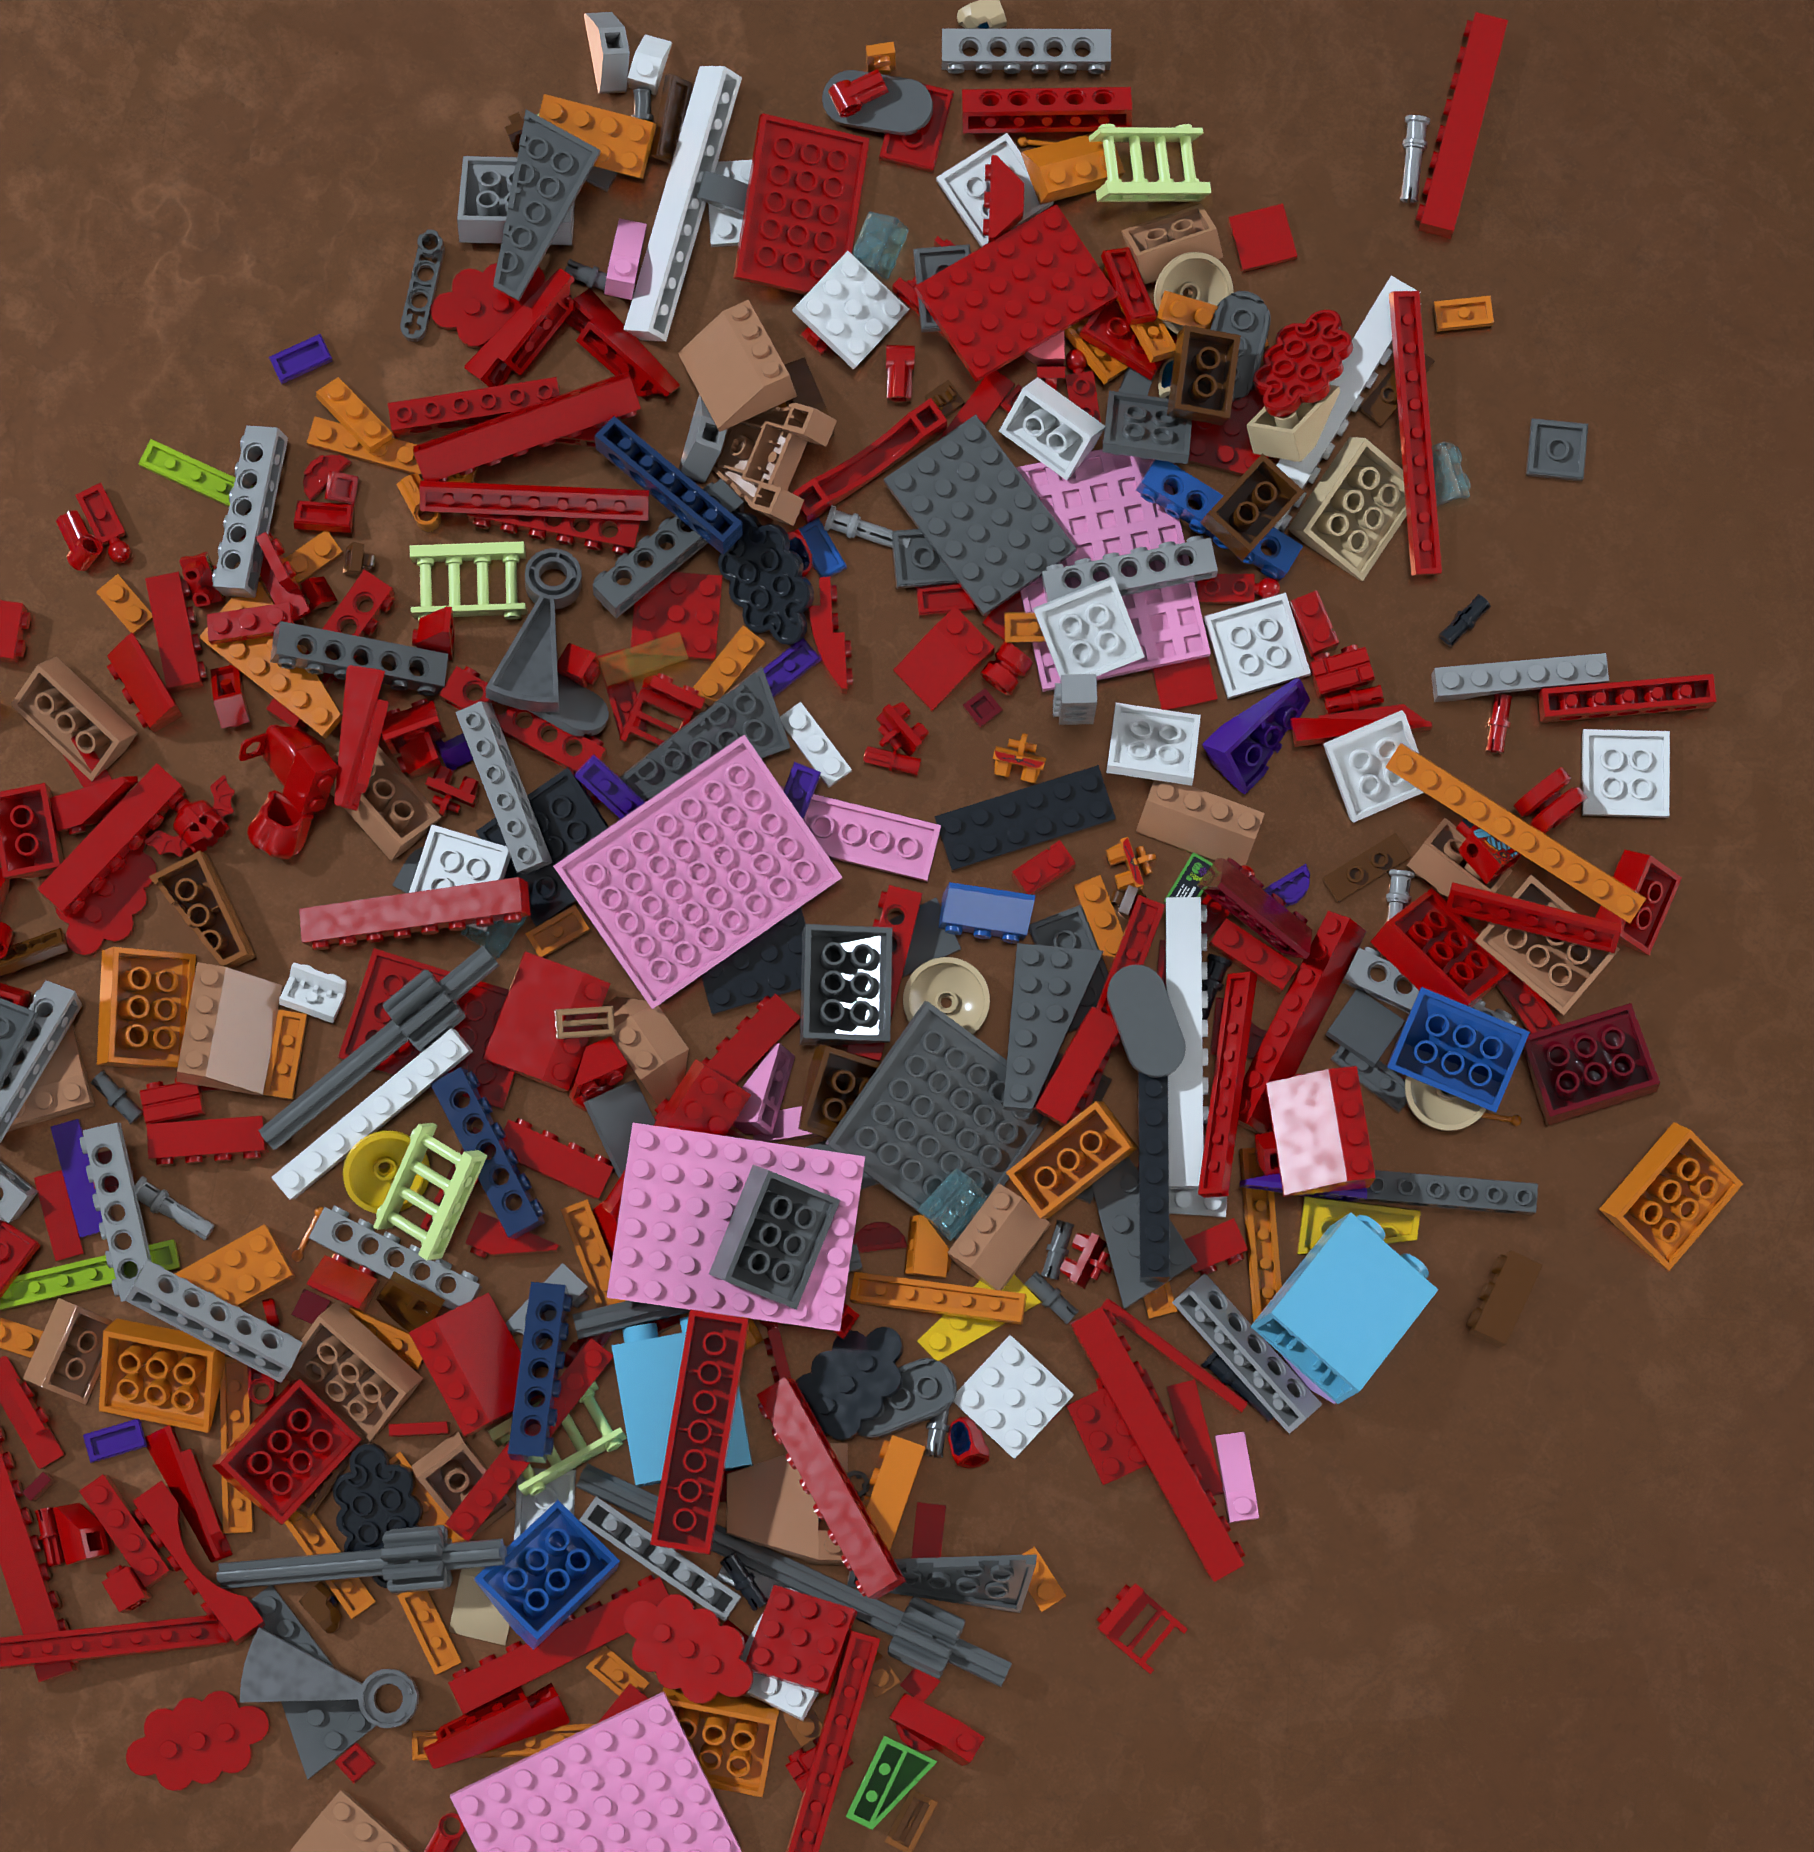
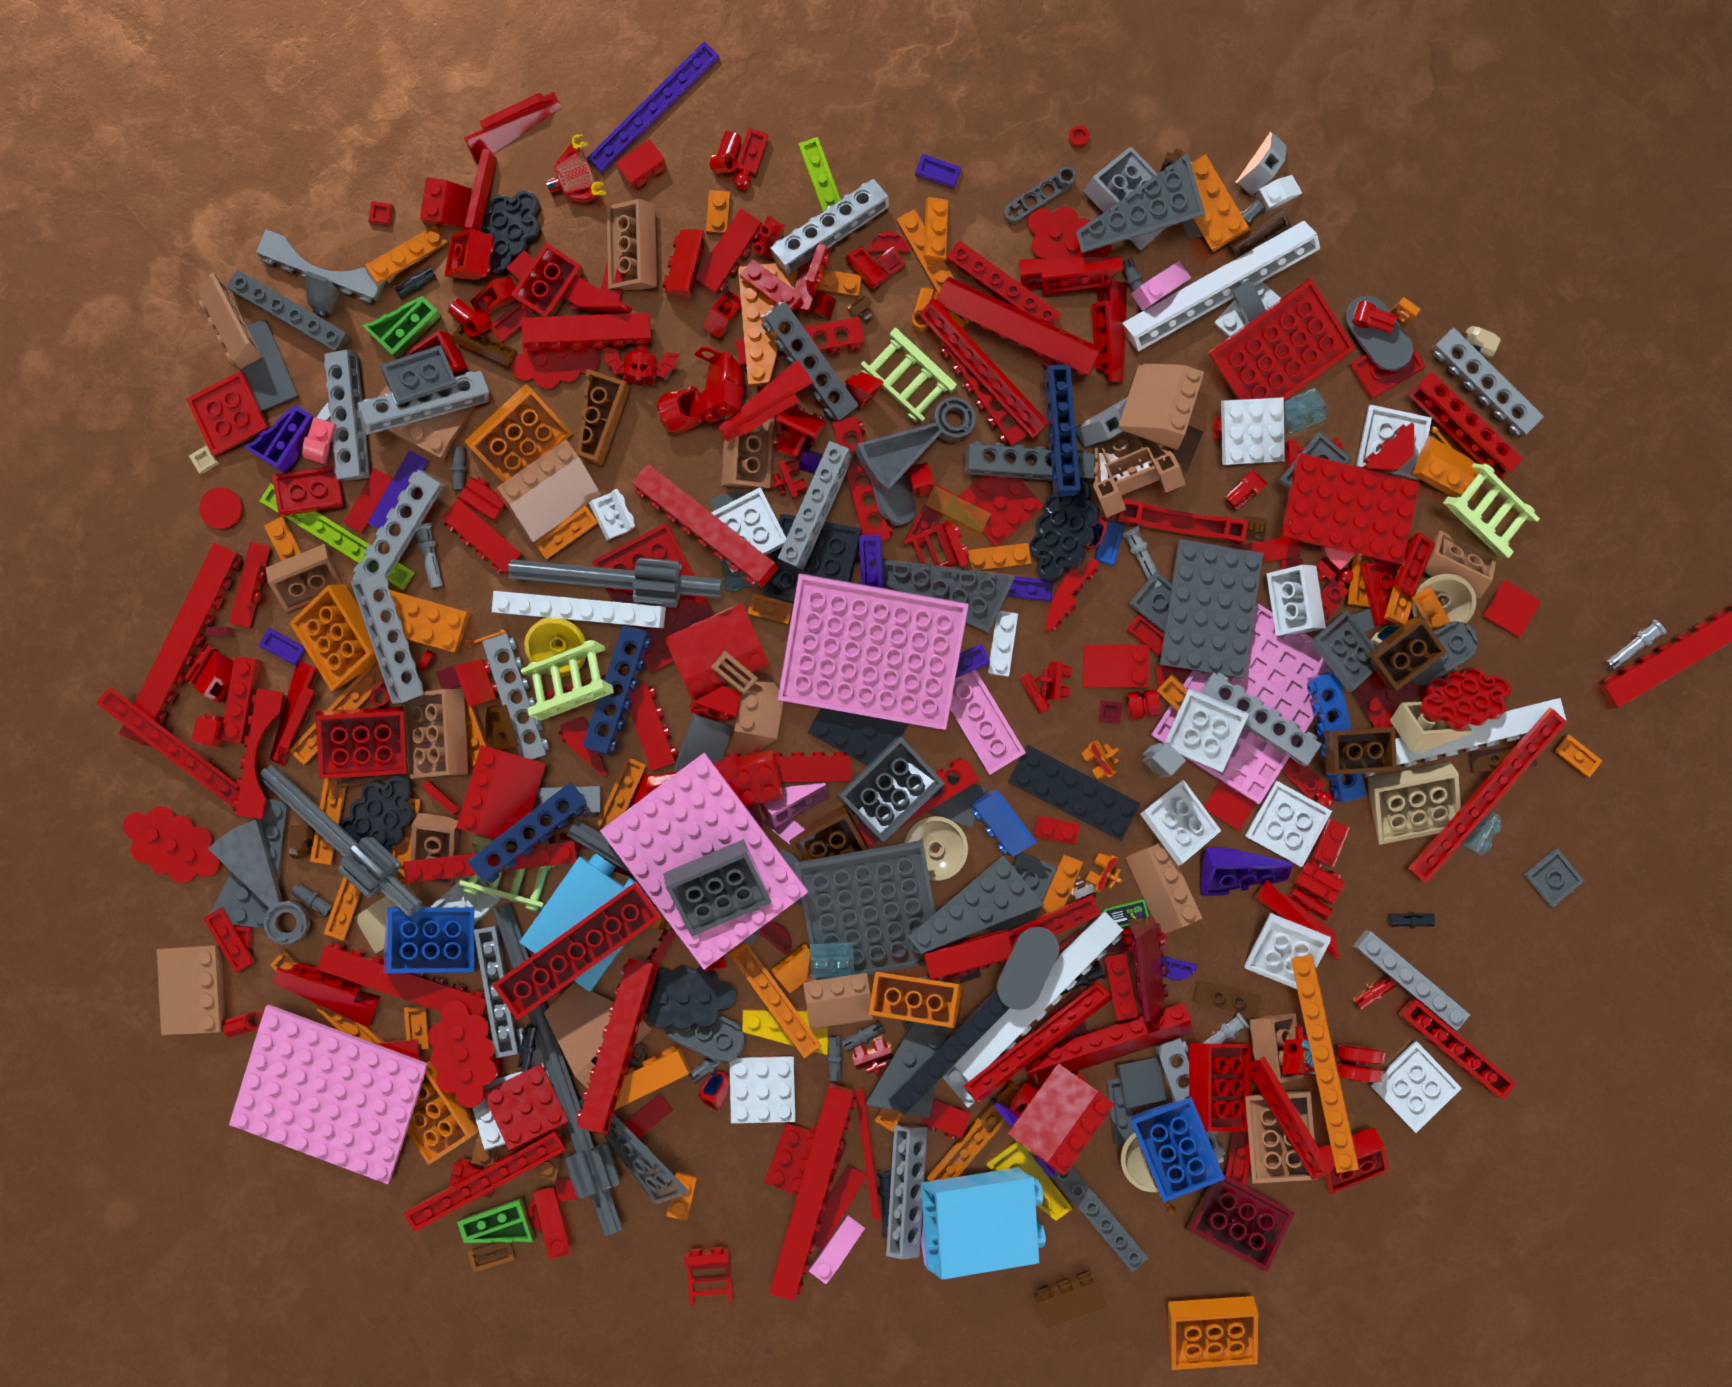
camera: 40 degrees right, 5 degrees up
(27, 907) = (510, 322): none -> red tile
(348, 1774) = (229, 940): none -> red tile
(390, 1655) = (311, 900): none -> dark grey pin
(404, 195) = (1078, 136): none -> red tile

